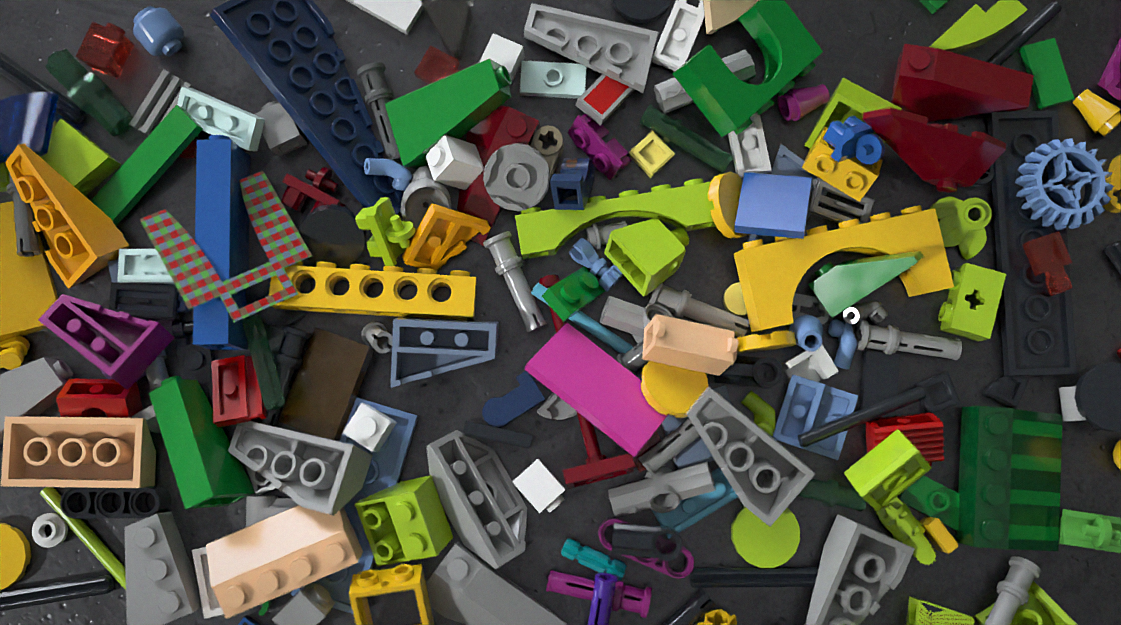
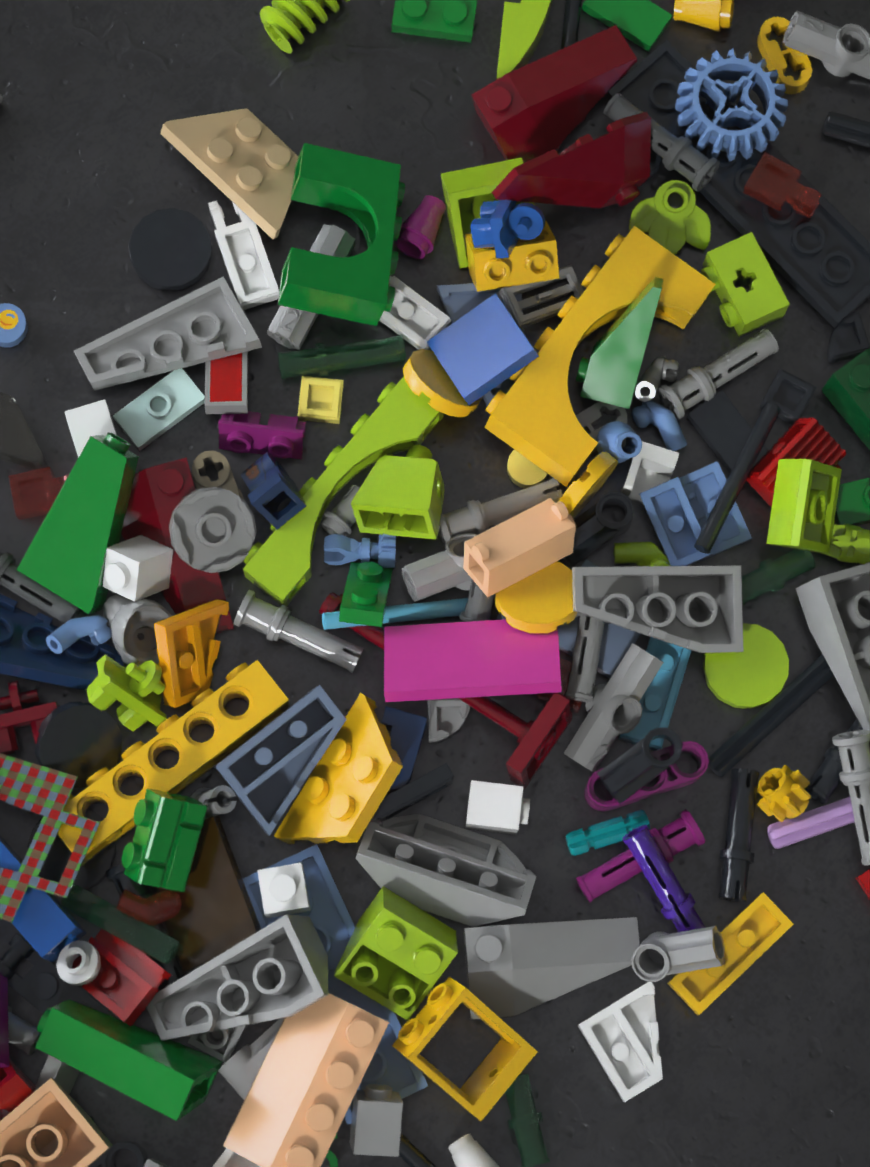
camera: 50 degrees left, 5 degrees down
(225, 370) = (86, 971): none -> white plate
(288, 371) = (152, 909): none -> clear red arm
(326, 336) = (164, 840): none -> green brick
(464, 394) = (345, 782): none -> yellow wing
(1001, 184) = (676, 152): none -> dark grey pin

